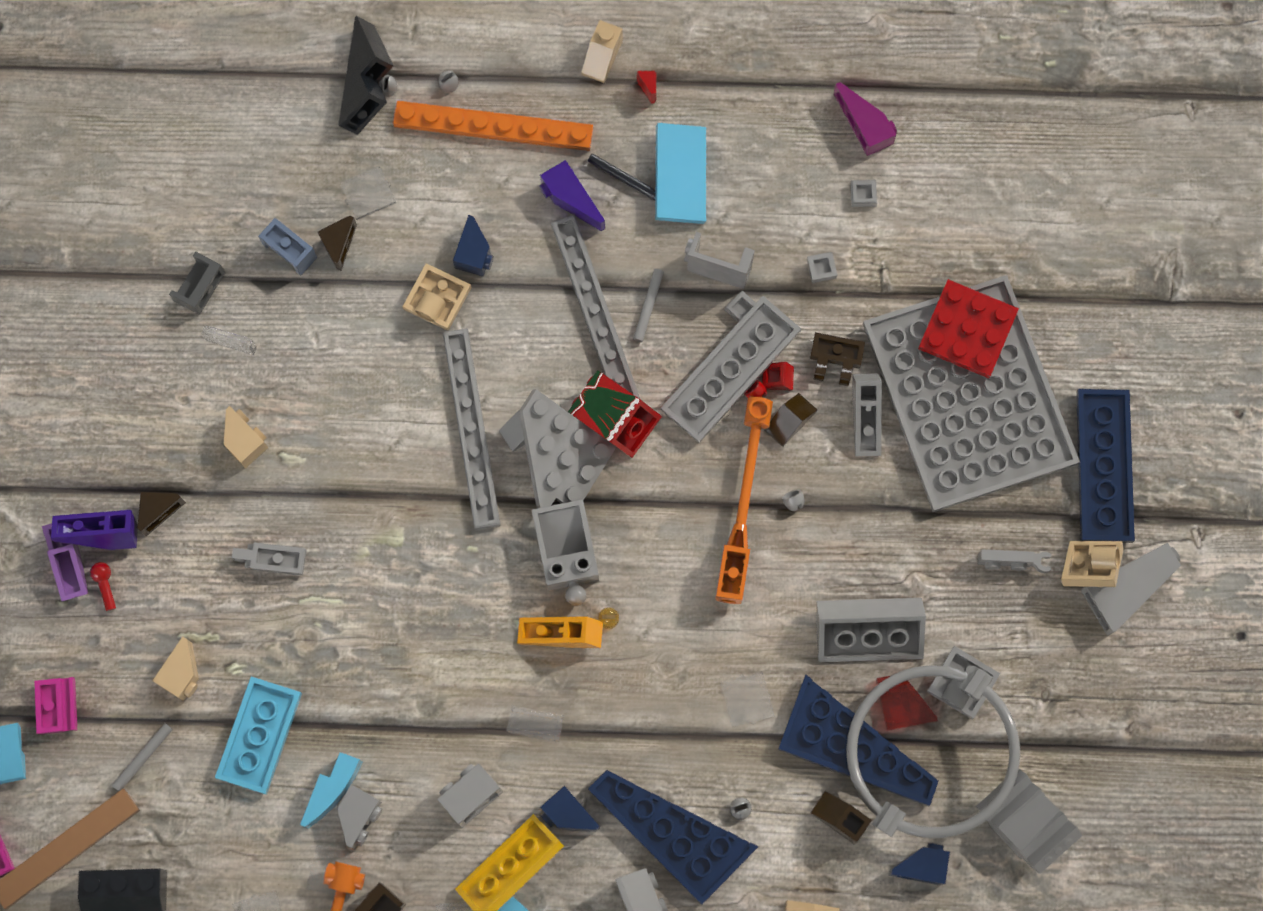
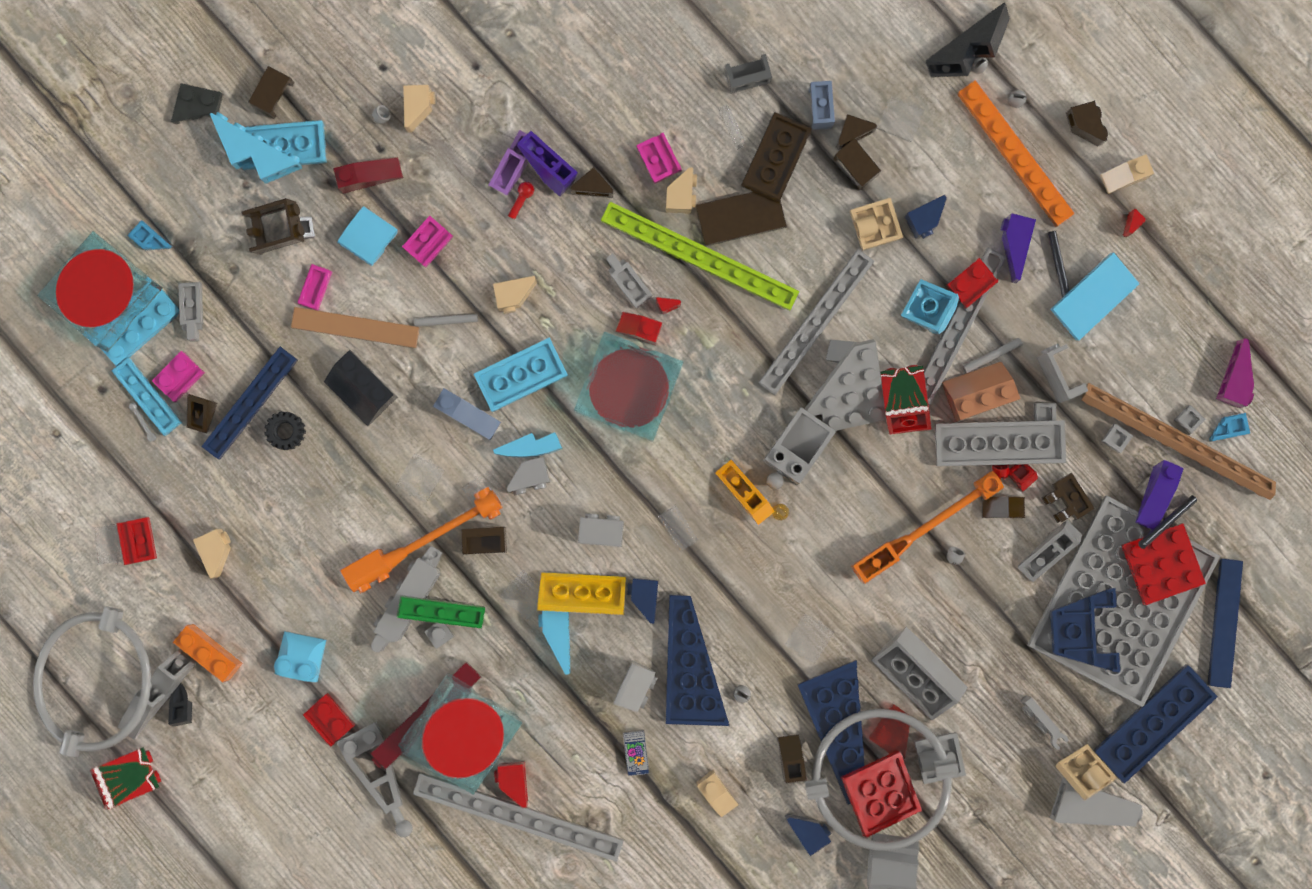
camera: 45 degrees right, 10 degrees up
(191, 428) = (658, 158): none -> dark pink plate
(244, 819) = (466, 414): none -> sand blue slope
(294, 327) = (776, 157): none -> dark brown tile
(312, 474) = (700, 256): none -> lime plate
(314, 406) = (739, 217): none -> dark brown tile
(322, 587) = (639, 327): none -> red slope
(327, 542) = (667, 304): none -> red slope
(365, 647) = (628, 387): none -> clear light blue tile
(369, 262) = (858, 163): none -> dark brown panel
(525, 44) = (1087, 123): none -> dark brown slope
(554, 317) = (931, 307): none -> medium azure slope
(568, 263) = (972, 283): none -> red plate
(669, 344) = (980, 391): none -> nougat slope
(873, 218) = (1179, 441): none -> medium nougat plate
(903, 165) = (1231, 427): none -> dark azure tile
(903, 276) = (1159, 493): none -> dark purple slope
(934, 291) = (1168, 521): none -> black bar
(947, 764) = (881, 794): none -> red plate
(957, 457) = (1075, 632): none -> dark blue wing
(1070, 325) = (1225, 623): none -> dark blue tile

